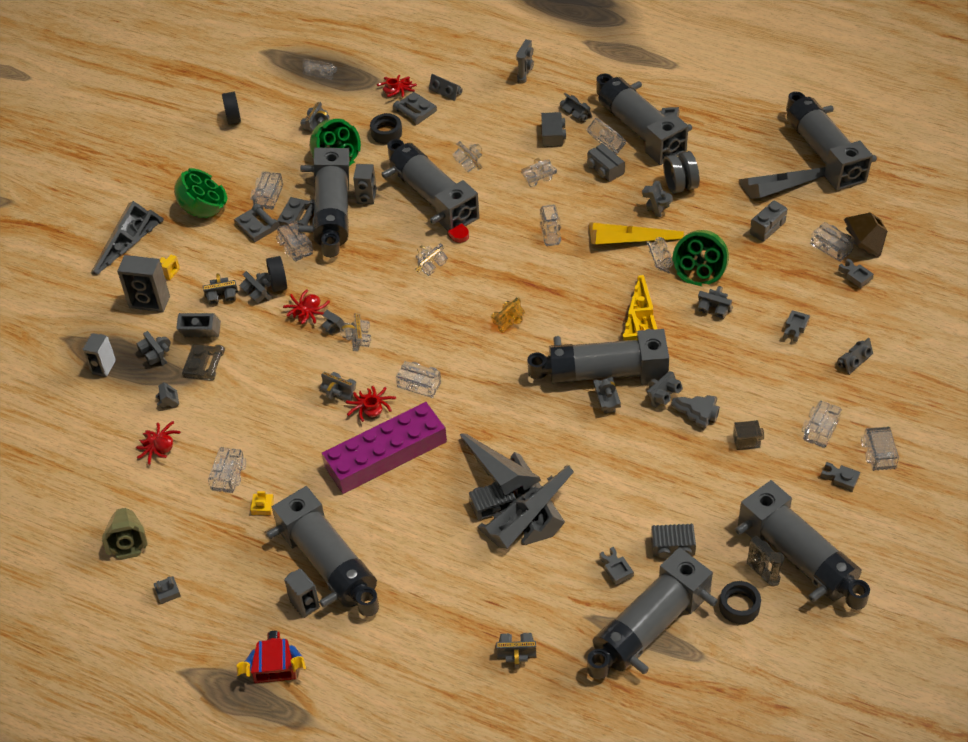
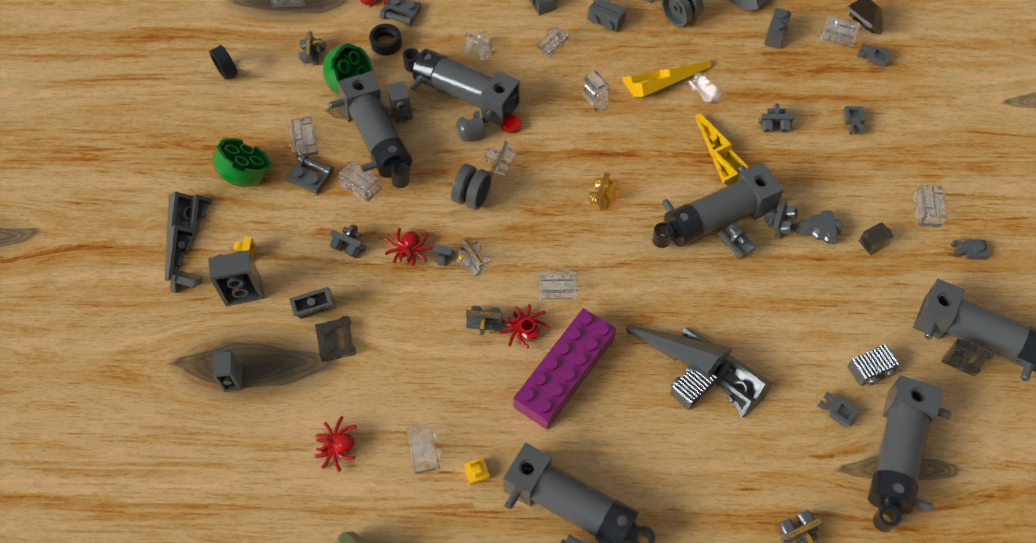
camera: 25 degrees left, 10 degrees up
(102, 272) = (184, 278): none -> dark grey tile
(157, 348) = (282, 340): dark grey hips -> none
(167, 396) = (320, 389): dark grey tile -> none
(219, 287) = (320, 252): dark grey hips -> none
(277, 273) = (364, 221): black tyre -> none
(295, 209) = (340, 150): dark grey plate -> none
(386, 272) = (471, 186): none -> dark grey wheel
(418, 225) = (471, 129): none -> dark grey helmet
(517, 516) = (727, 399): dark grey wedge -> none
(658, 198) = (675, 36): dark grey hips -> none
(690, 250) = (743, 74): green cylinder -> none
(742, 588) = (969, 392): black tyre -> none
(857, 355) = (917, 131): dark grey hinge -> none
(880, 448) = (989, 211): clear brick -> none

